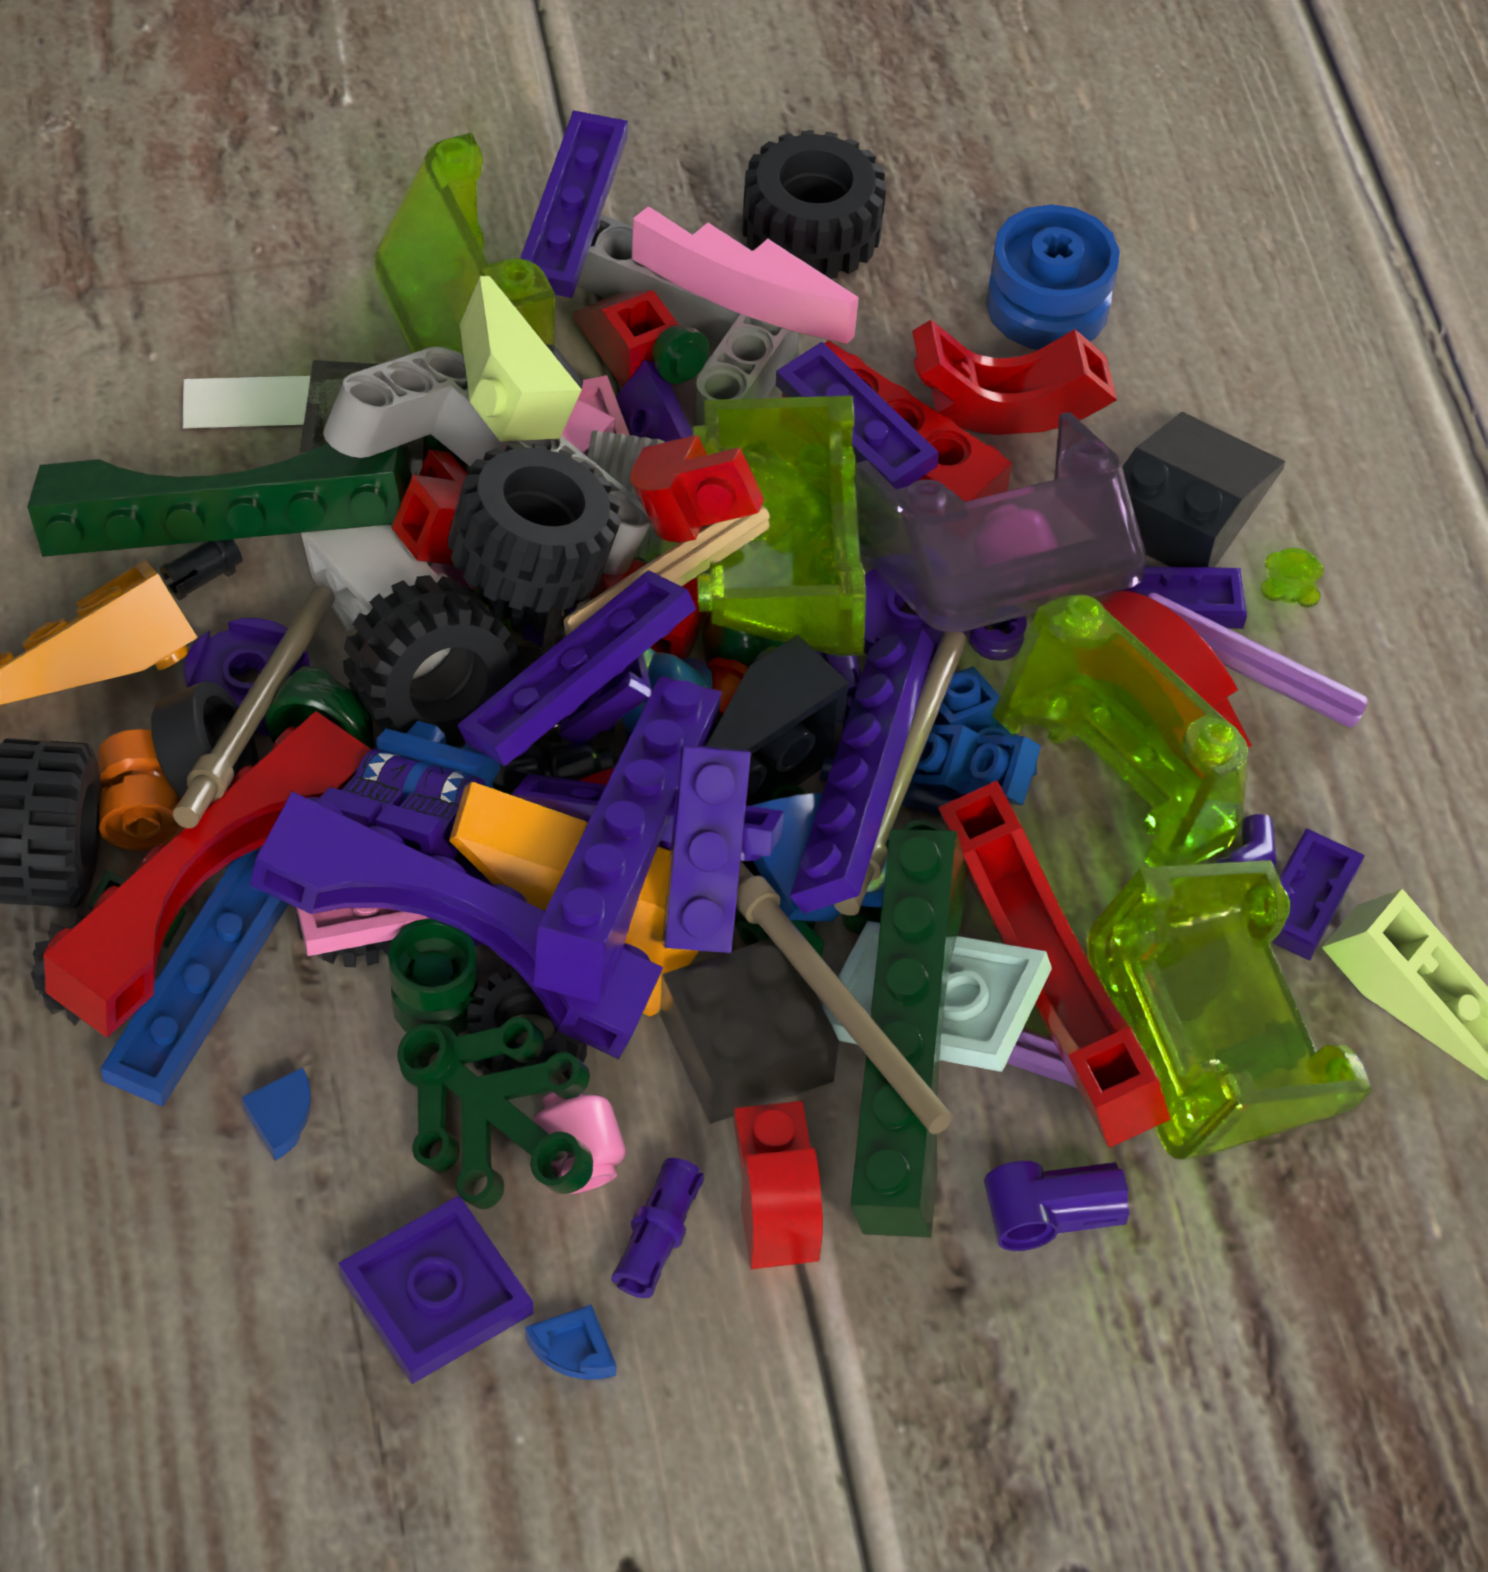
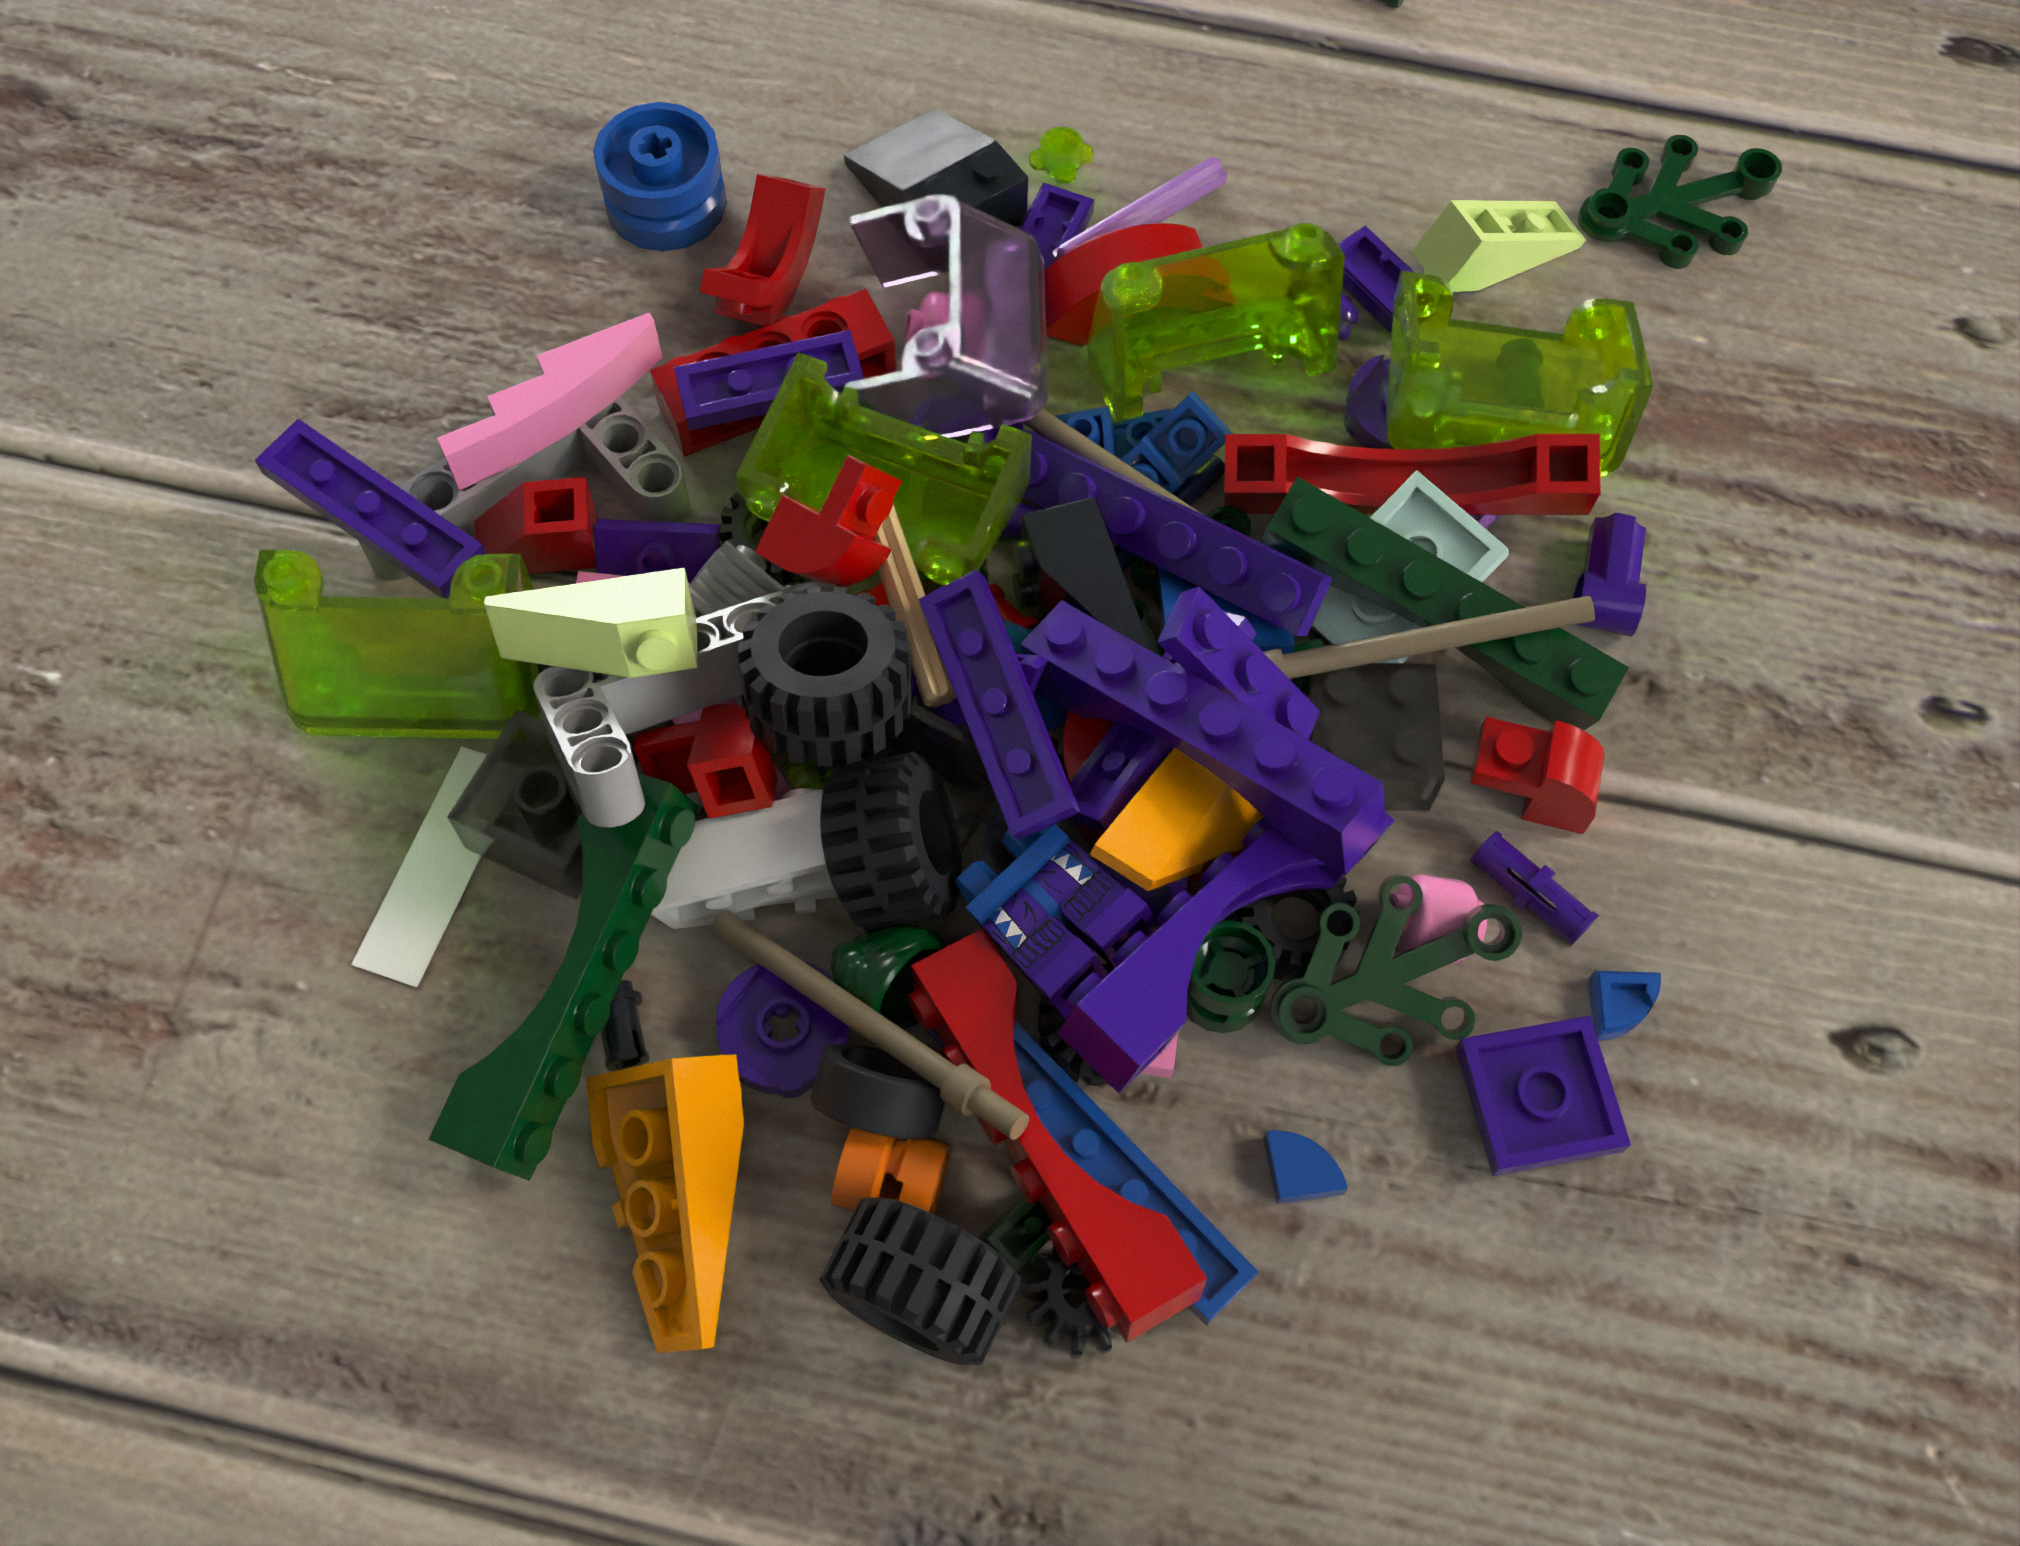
camera: 65 degrees left, 10 degrees up
(680, 353) = (609, 492): dark green plate -> none
(815, 200) = (460, 285): black tyre -> none

